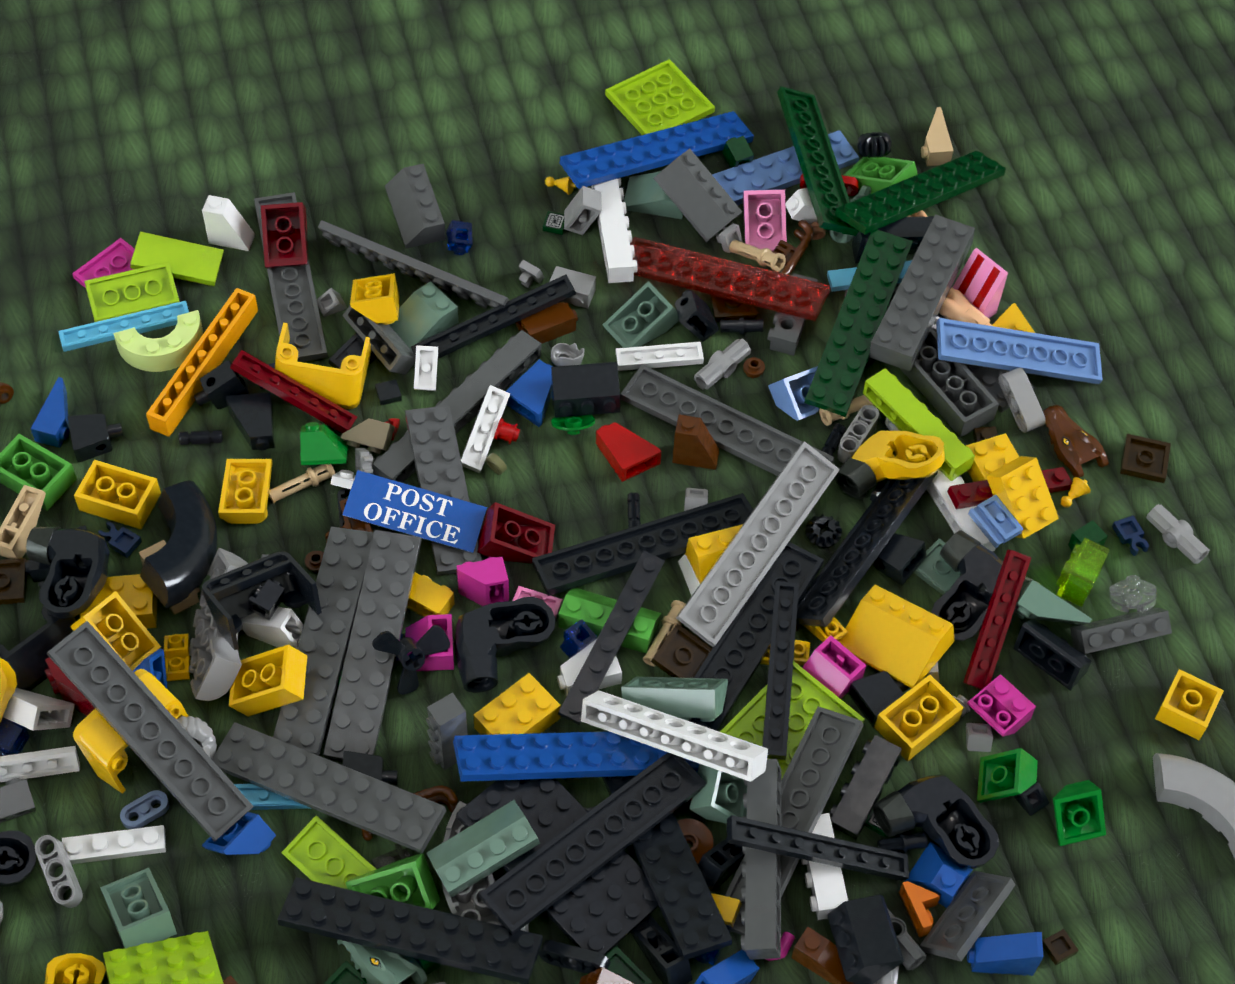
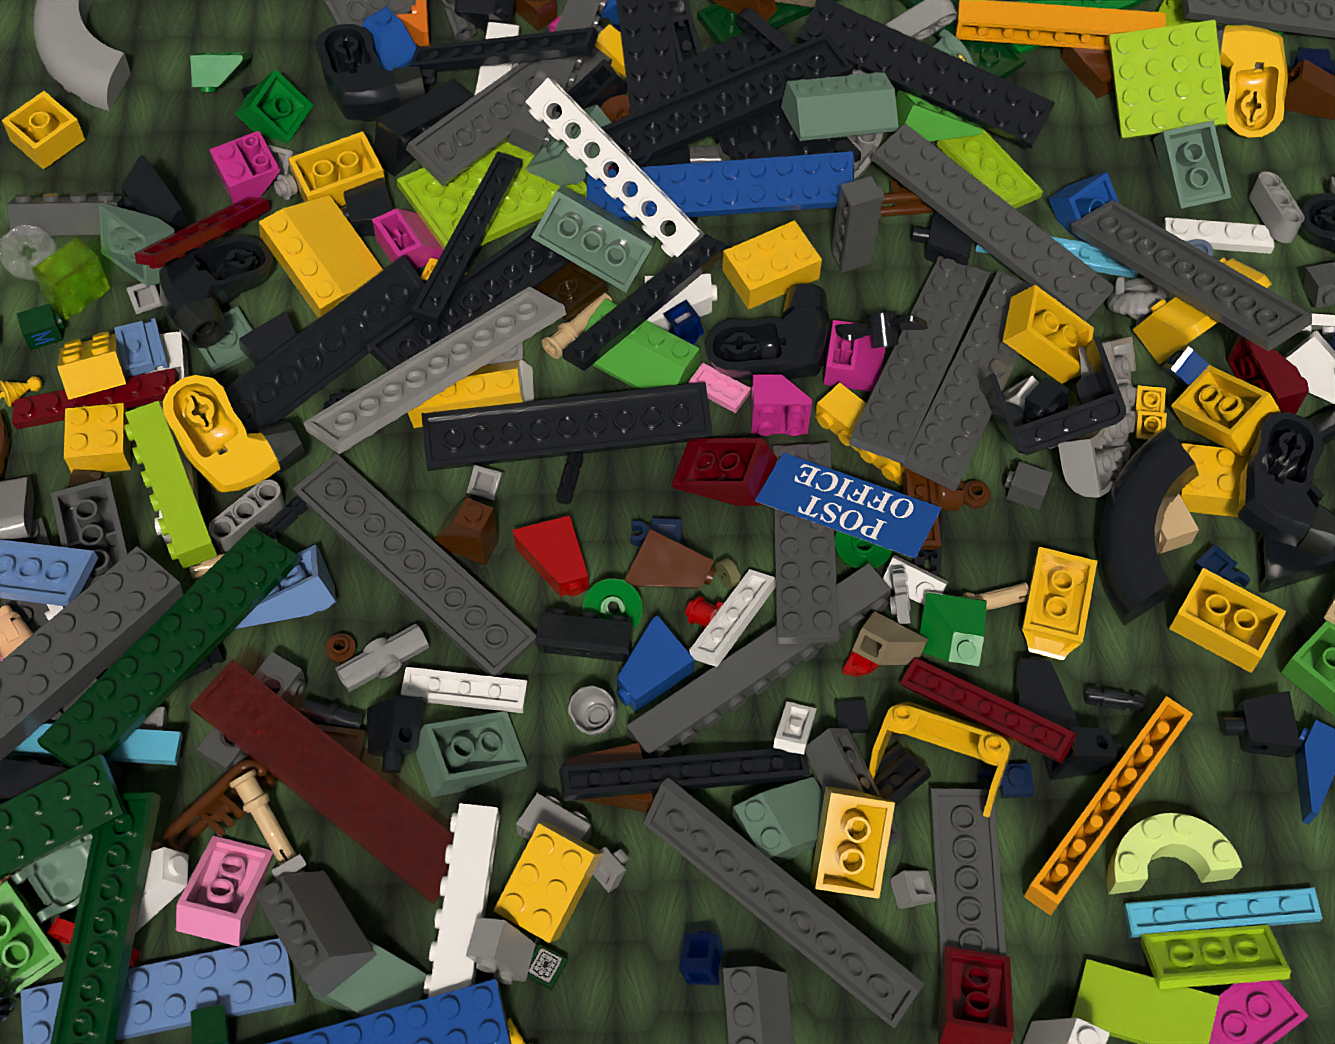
camera: 165 degrees left, 5 degrees up
(539, 454) = (669, 565): none -> reddish brown slope
(552, 483) = (667, 527): none -> dark blue plate
(564, 247) = (548, 882): none -> yellow brick

